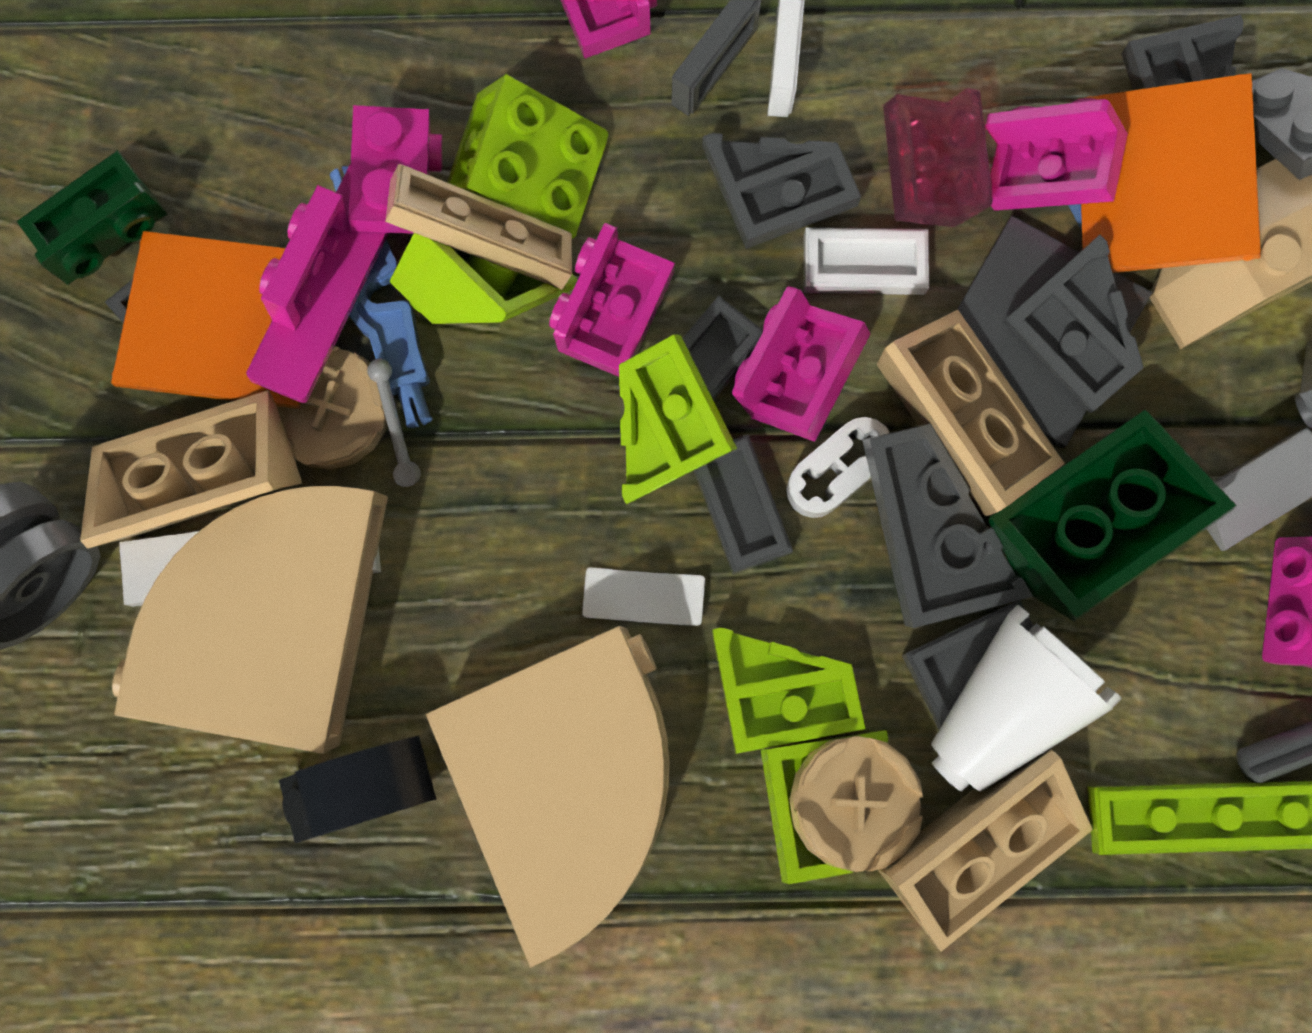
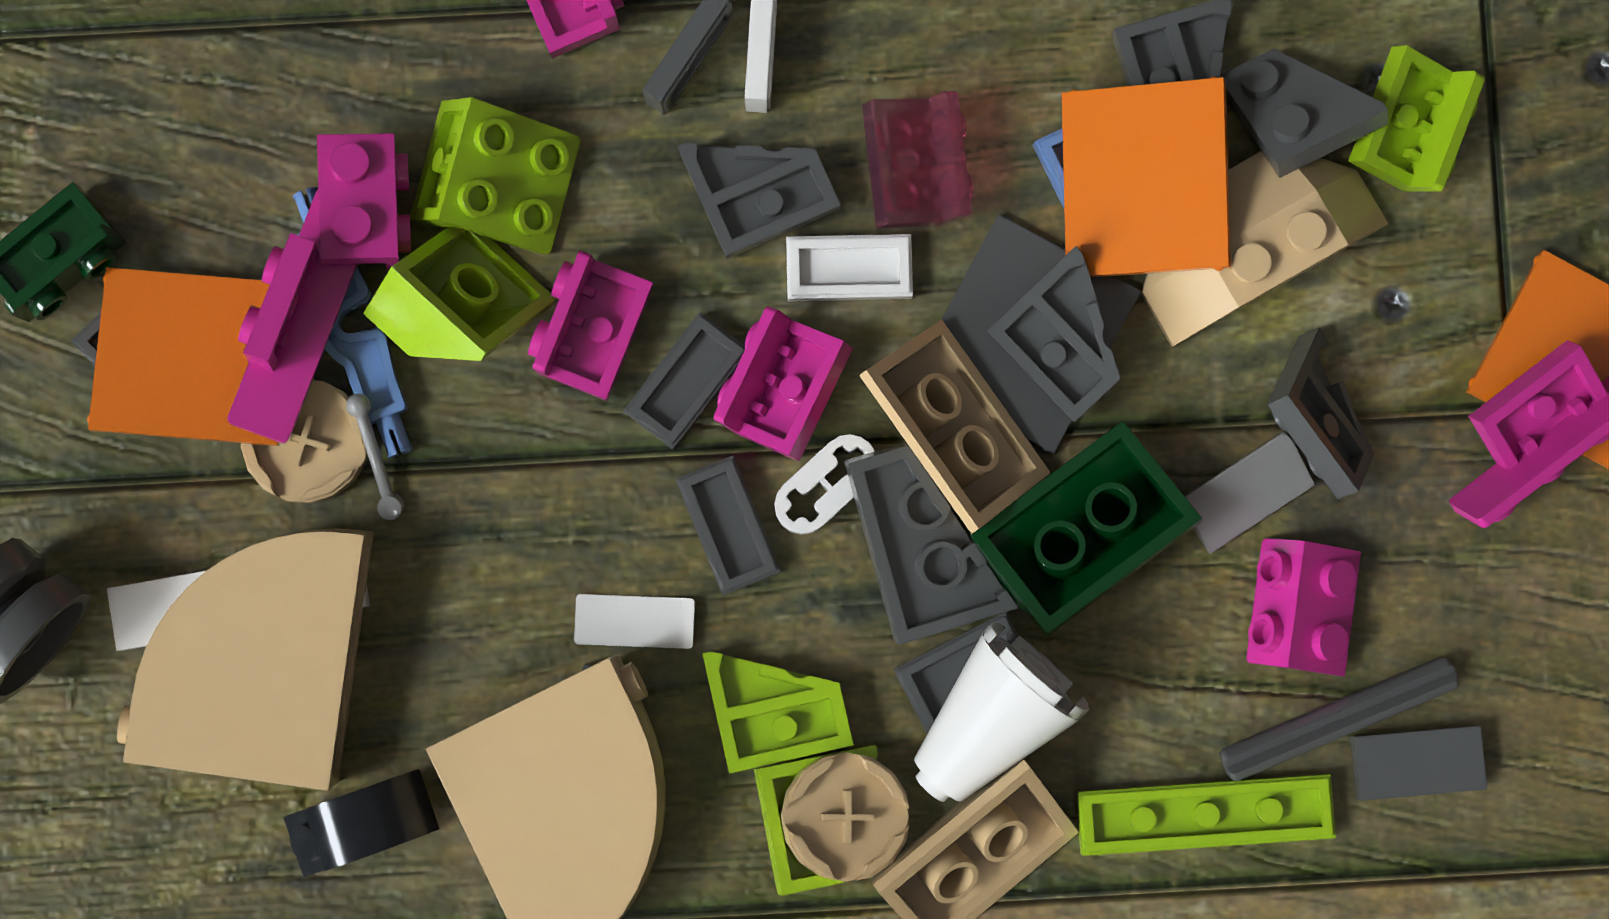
camera: 10 degrees left, 5 degrees up
(186, 469) = (173, 516): tan slope -> none
(479, 226) = (453, 259): tan tile -> none
(667, 419) = (650, 446): lime wing -> none
(1056, 154) = (1034, 161): dark pink bracket -> none

